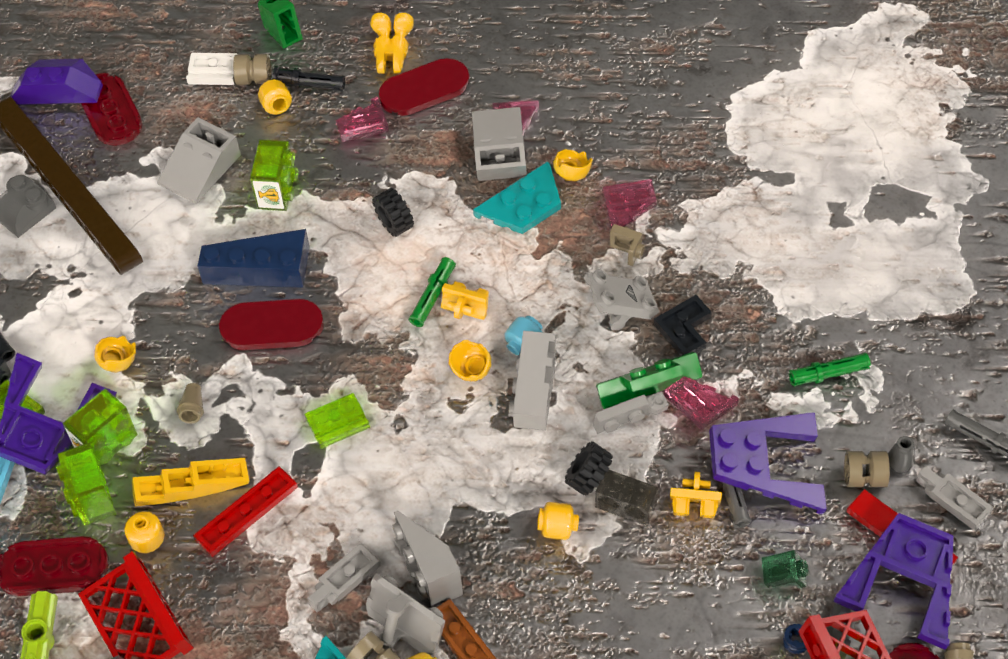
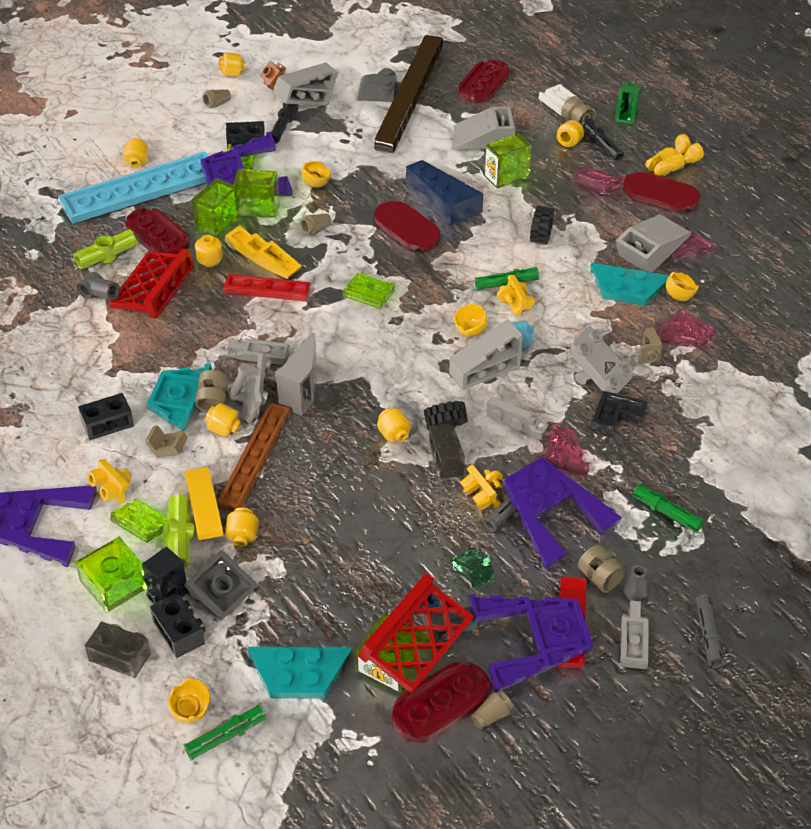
camera: 50 degrees right, 10 degrees down
(57, 83) = (473, 48): dark purple wedge -> none
(648, 380) = (555, 414): green bracket -> none

